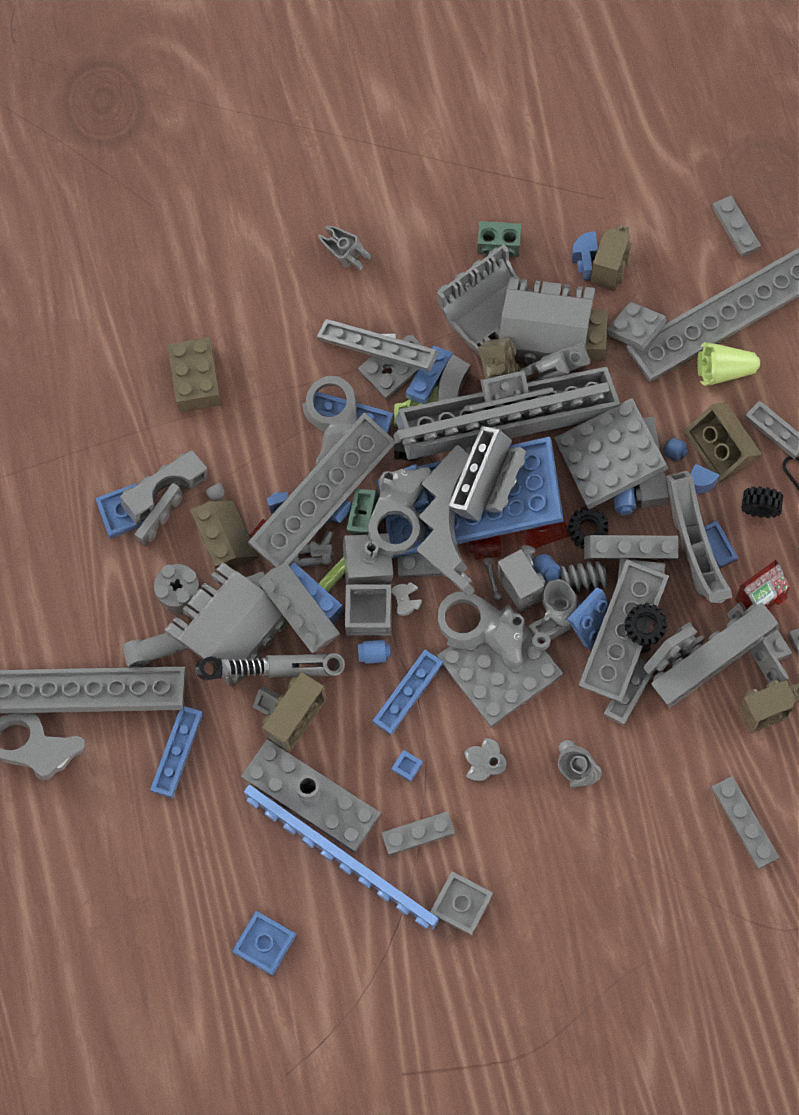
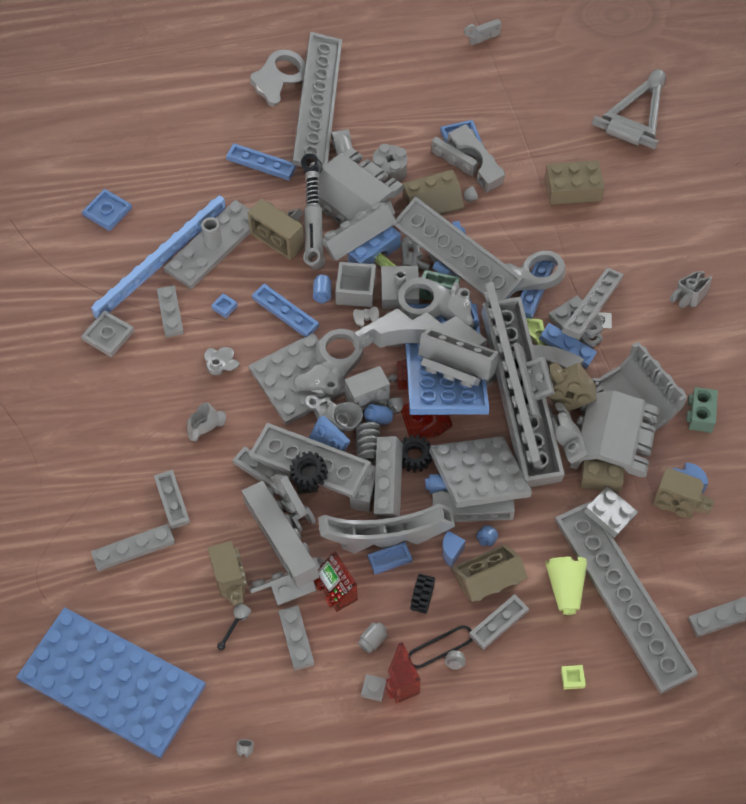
camera: 90 degrees right, 10 degrees down
(103, 321) = (630, 130): none -> light grey piece
(680, 787) = (171, 499): none -> light grey plate

